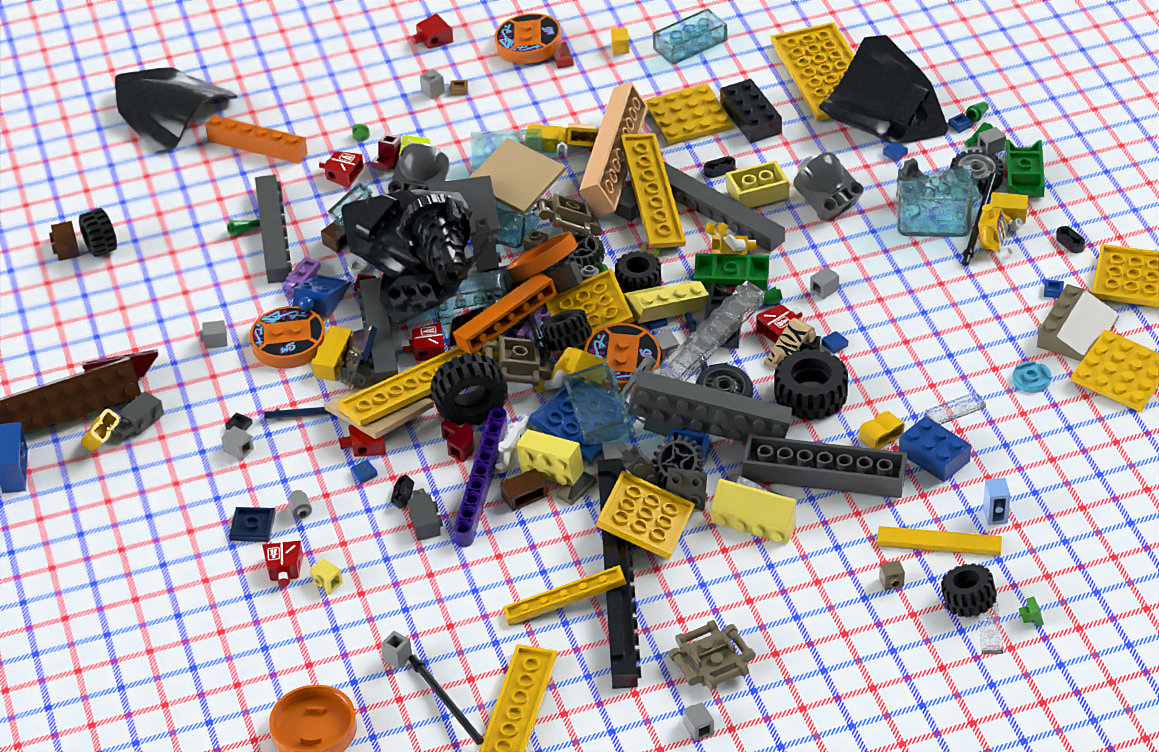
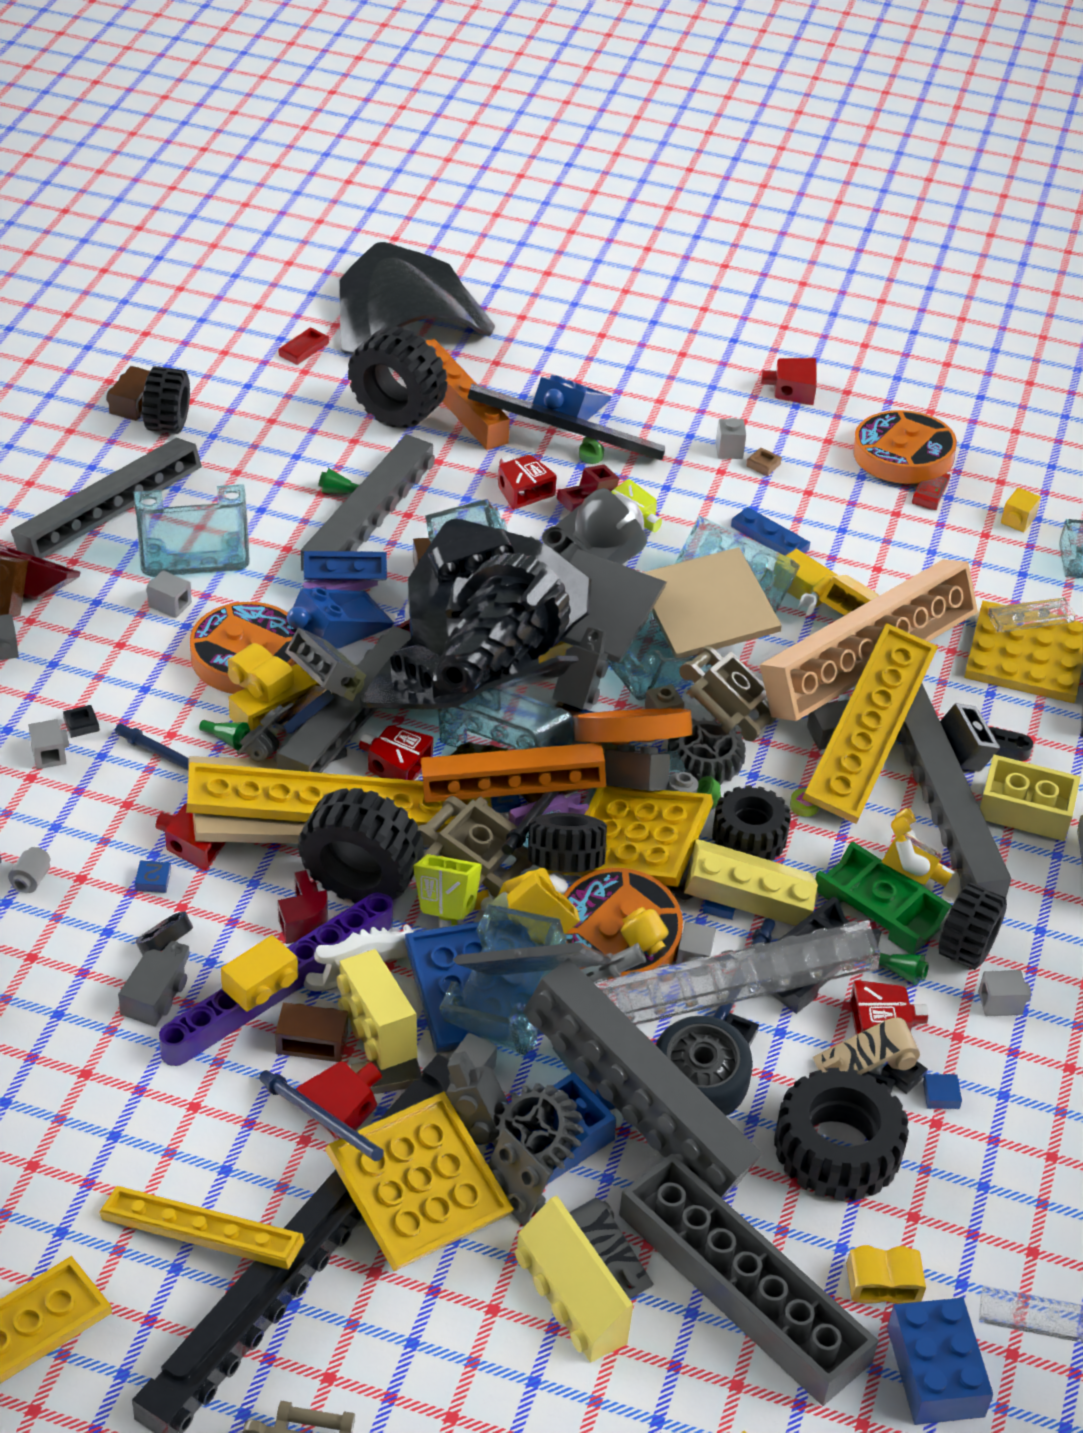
camera: 30 degrees right, 0 degrees up
(121, 303) = (105, 498): none -> dark grey brick
(131, 161) = (303, 346): none -> red tile
(199, 298) = (193, 536): none -> clear light blue windscreen
(223, 129) = (412, 361): none -> black tyre
(300, 264) = (345, 565): none -> blue plate
(320, 340) = (260, 672): none -> yellow brick
(322, 109) = (569, 397): none -> blue slope
(329, 382) = (228, 732): none -> green cone
(336, 122) = (566, 422): none -> black tile
(353, 316) = (326, 664): none -> dark grey piece
(479, 474) = (259, 973): none -> yellow brick
(500, 123) = (768, 532): none -> blue plate
(527, 385) = (447, 887): none -> neon yellow torso
(532, 520) = (278, 1085): none -> dark blue bar
(569, 507) = (344, 1092): none -> red torso
(616, 384) = (531, 959): none -> dark grey piece
(642, 346) = (645, 929): none -> yellow head
(677, 93) = (1031, 614): none -> clear tile
(703, 170) = (969, 736): none -> black brick
(788, 258) = (972, 925): none -> black tyre

